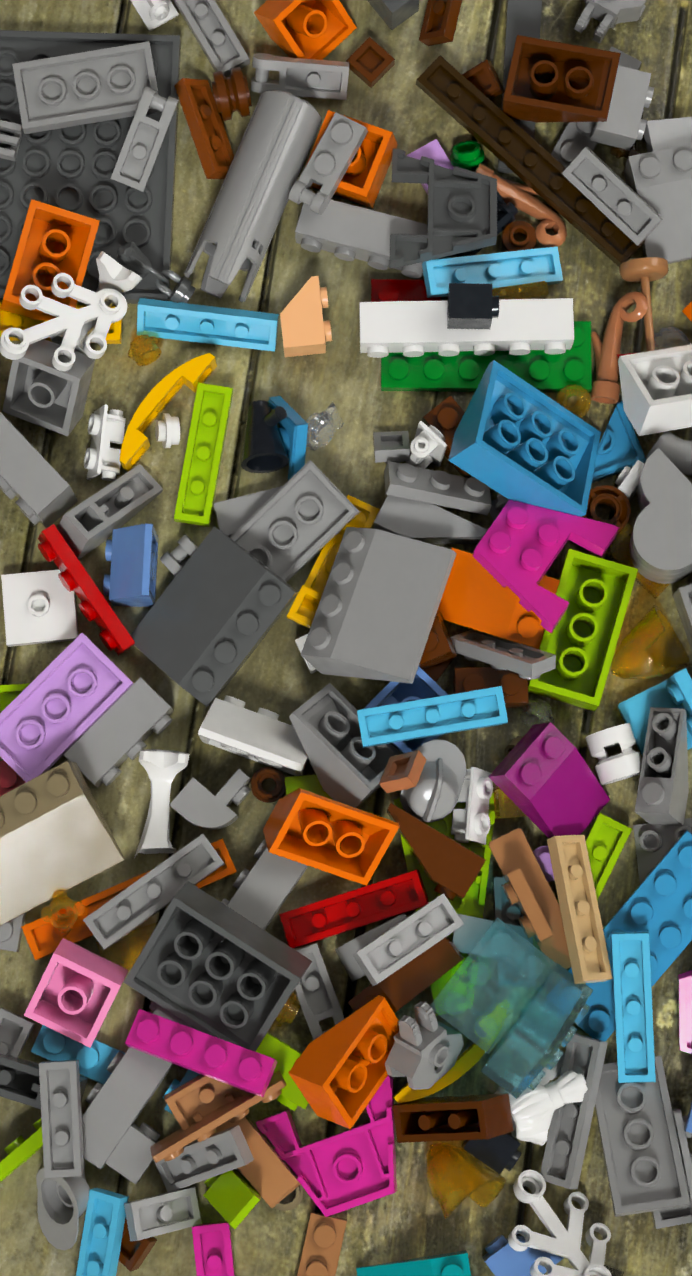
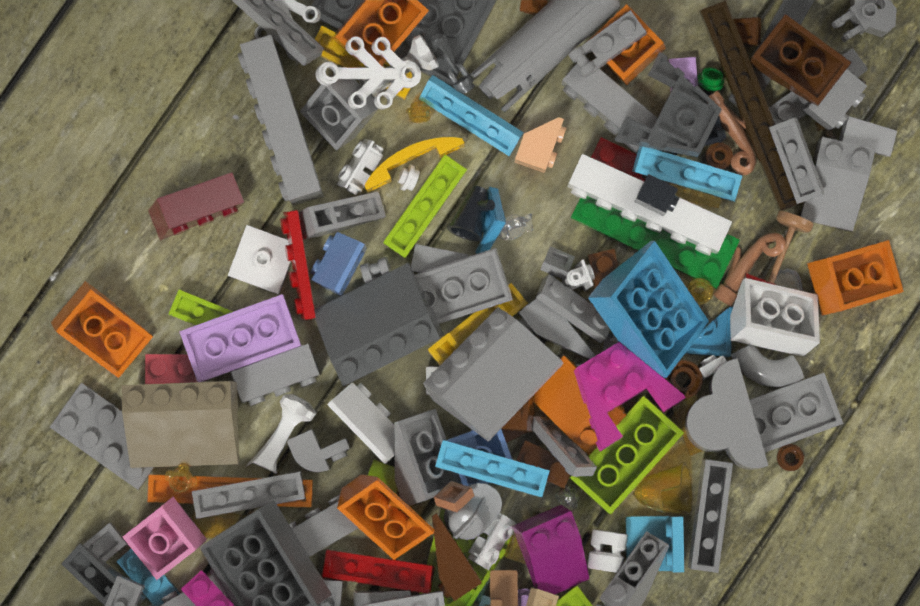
camera: 25 degrees right, 5 degrees up
(268, 773) = (353, 461): reddish brown plate -> none

